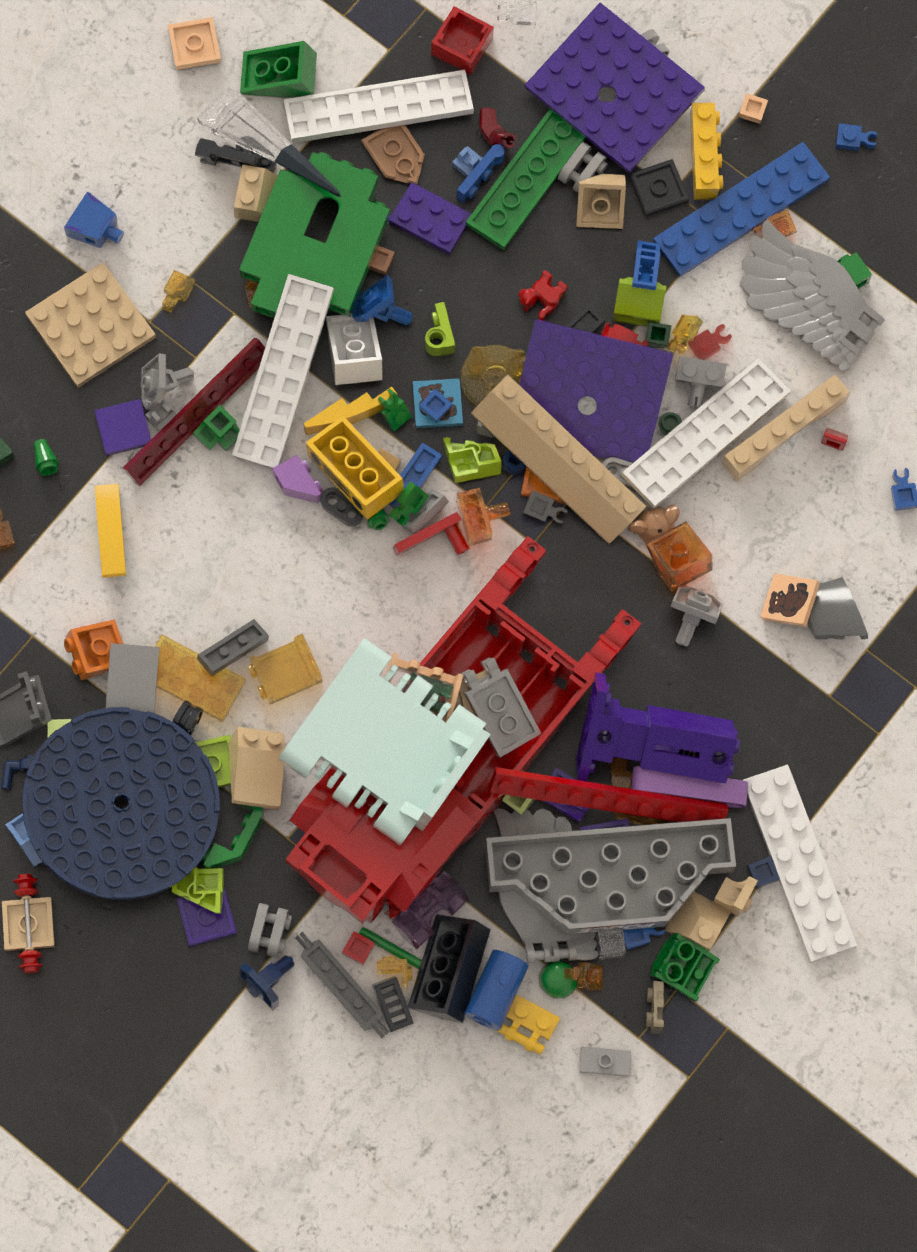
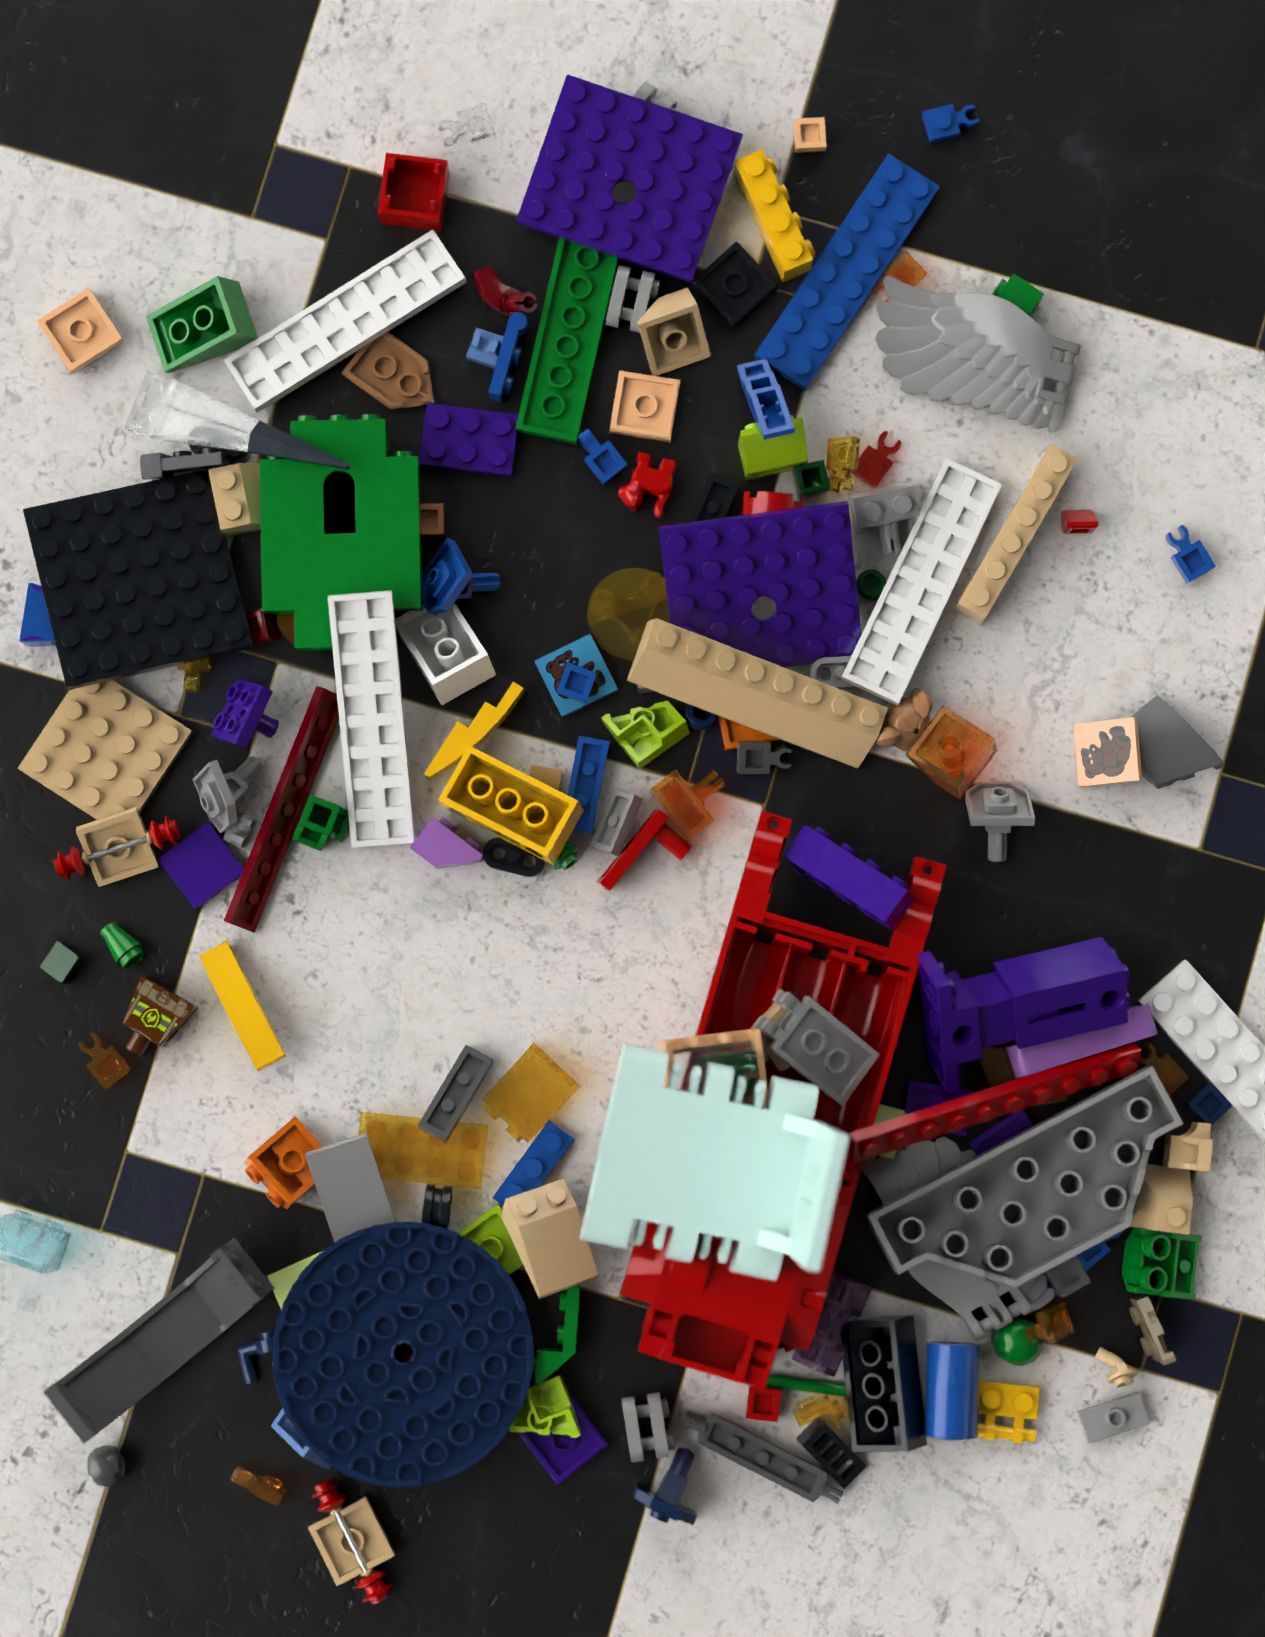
camera: 20 degrees left, 10 degrees up
(47, 513) = (155, 1015): none -> reddish brown torso
(70, 390) = (117, 847): none -> tan plate
(162, 219) = (137, 579): none -> black plate
(196, 336) = (244, 714): none -> dark purple plate
(231, 285) = (263, 627): none -> dark red slope
(272, 717) = (535, 1162): none -> blue plate
(395, 410) = (528, 709): green plate -> none
(410, 501) = (595, 820): green plate -> none
(441, 332) = (547, 583): lime plate -> none
(517, 266) = (603, 459): none -> blue plate
(562, 243) = (644, 406): none -> light nougat tile
(568, 603) = (850, 878): none -> dark purple wedge
(622, 1031) = (1121, 1373): none -> tan plate
(742, 836) = (1166, 1068): none -> clear orange plate

